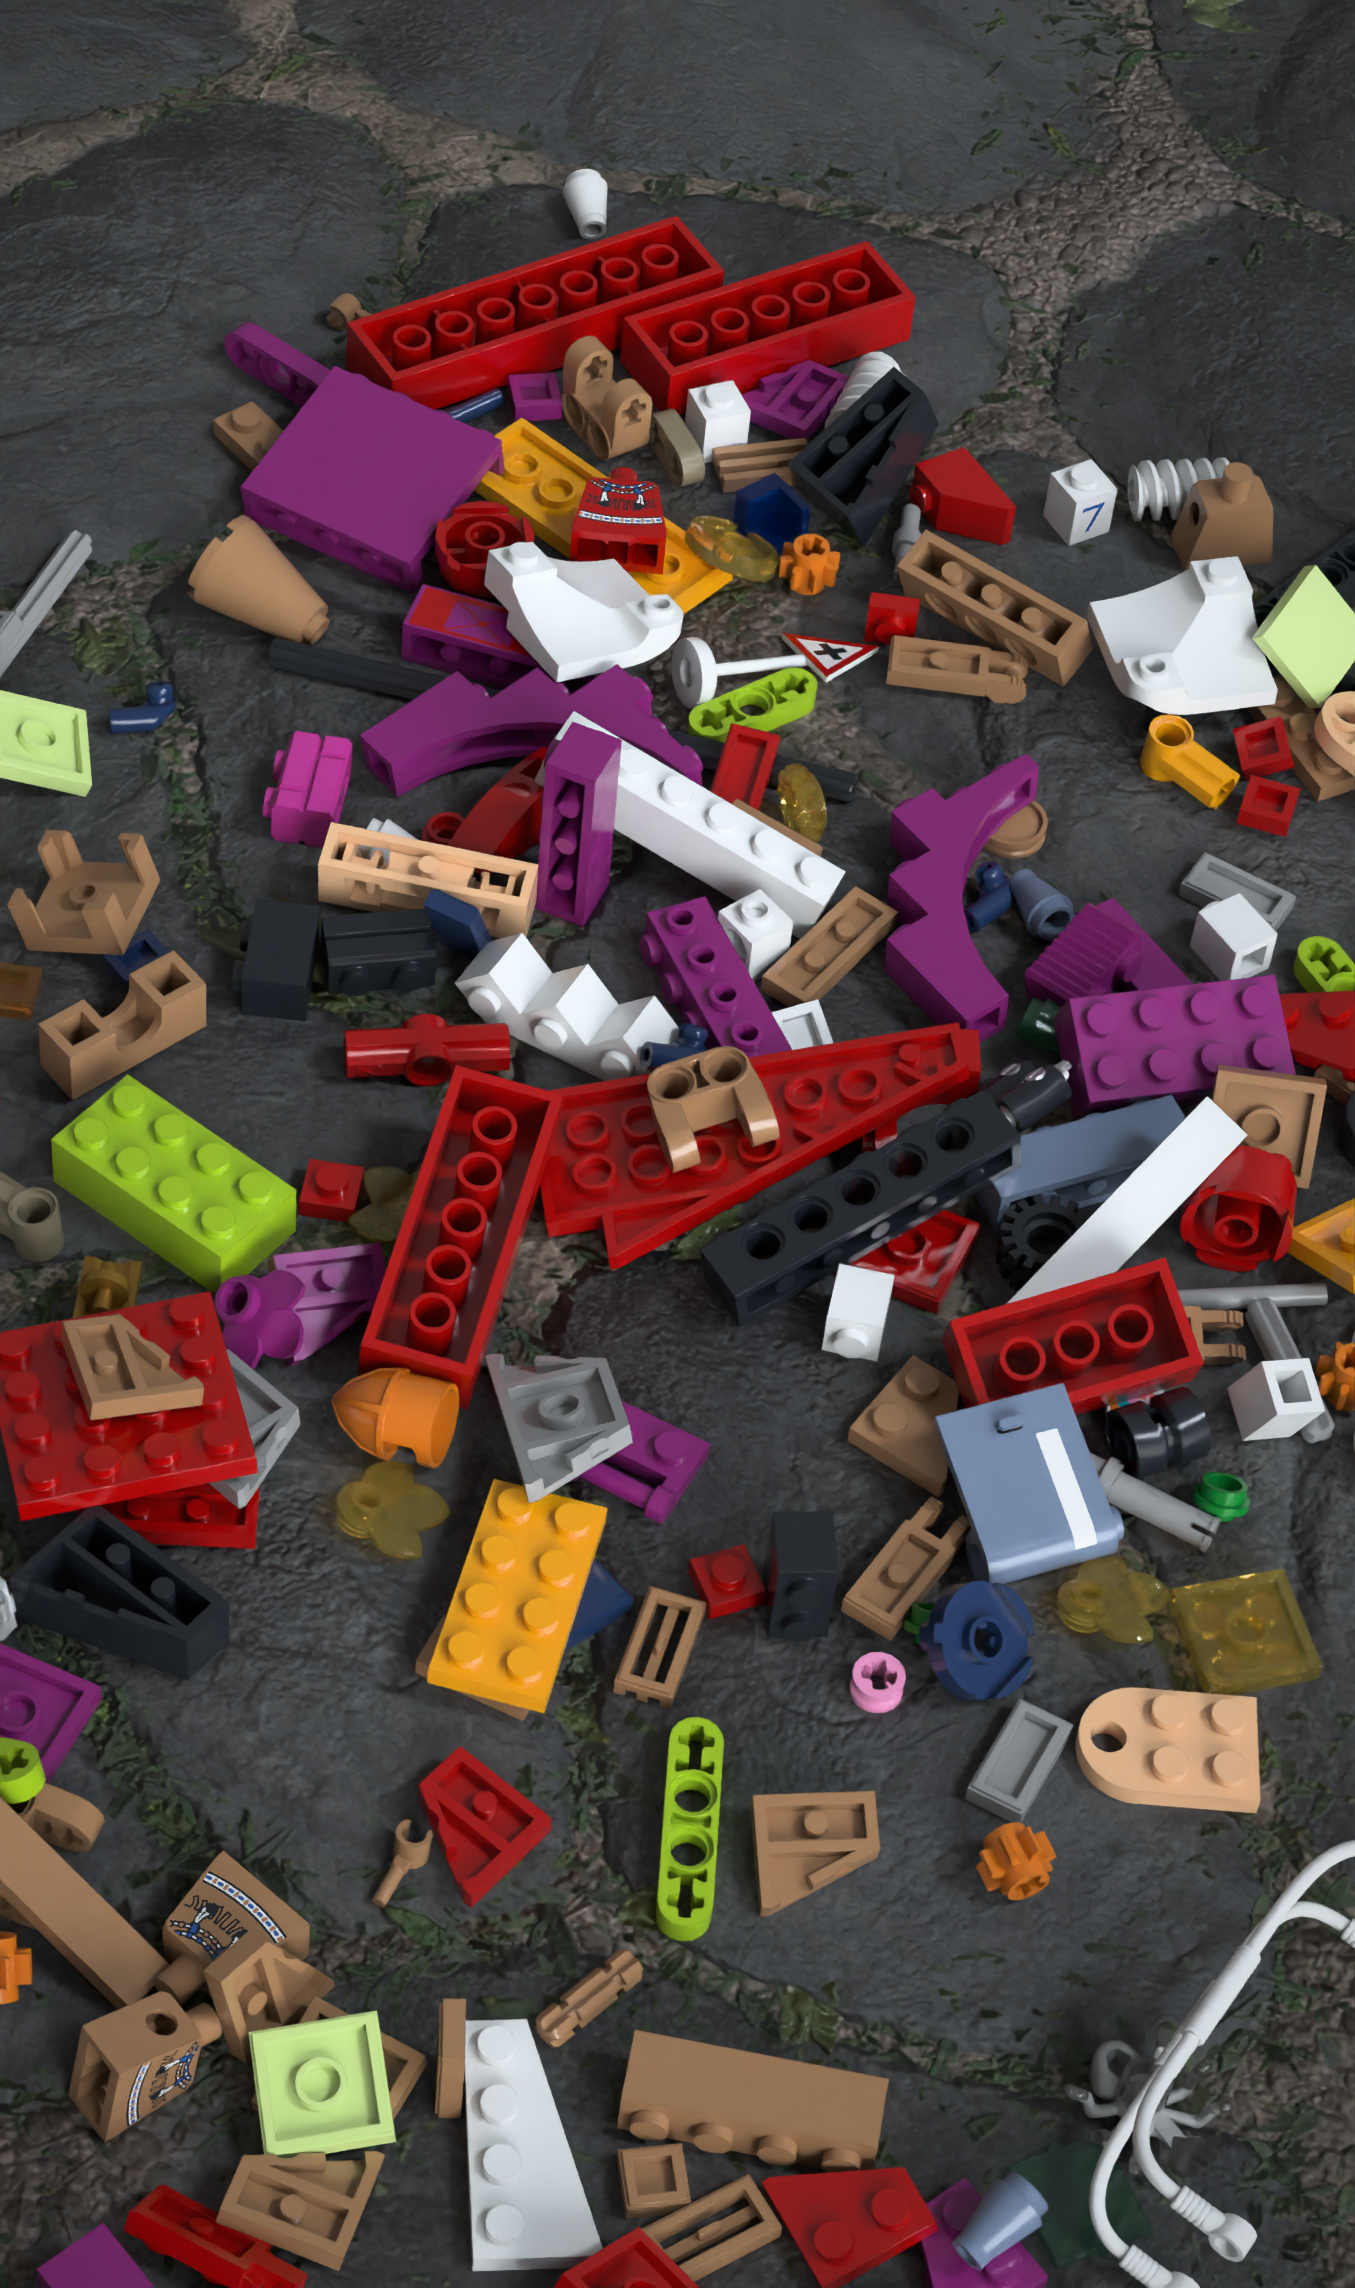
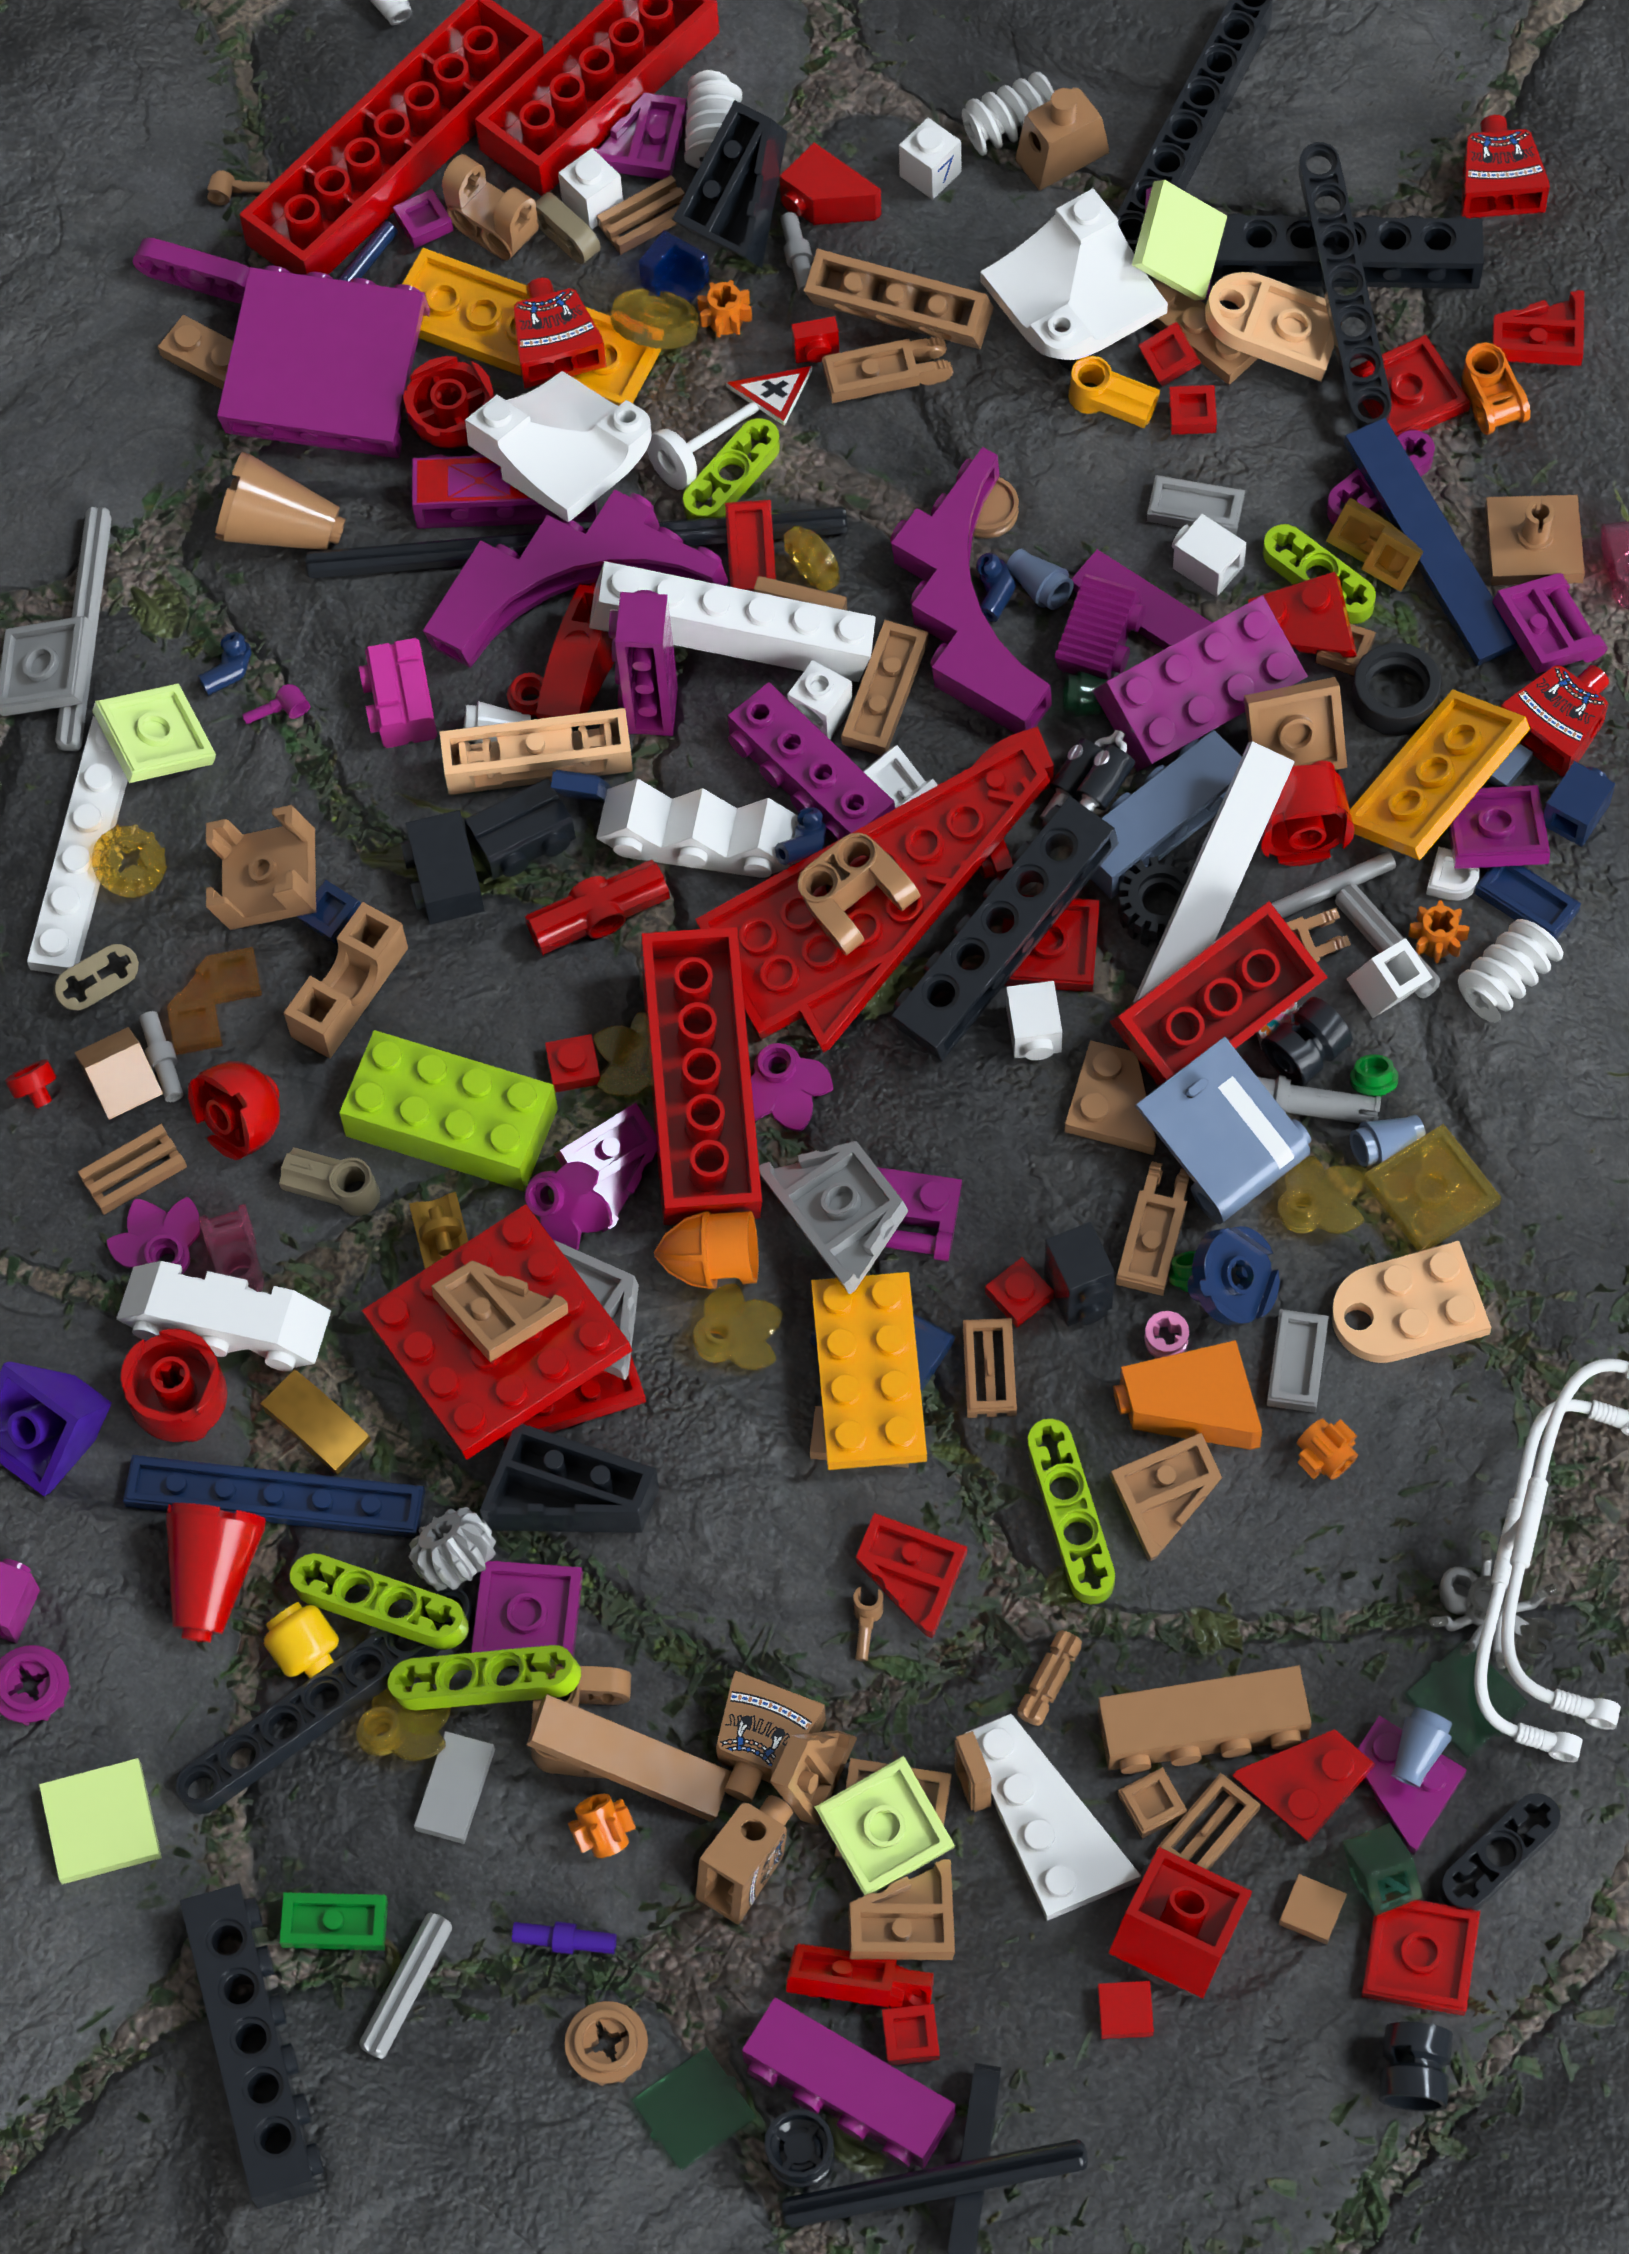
camera: 10 degrees left, 15 degrees up
(192, 760) = (287, 698): none -> magenta hand
(556, 1294) = (789, 1092): none -> magenta plate
(880, 1747) = (1191, 1396): none -> orange slope
(1205, 1560) = (1381, 1139): none -> sand blue cone

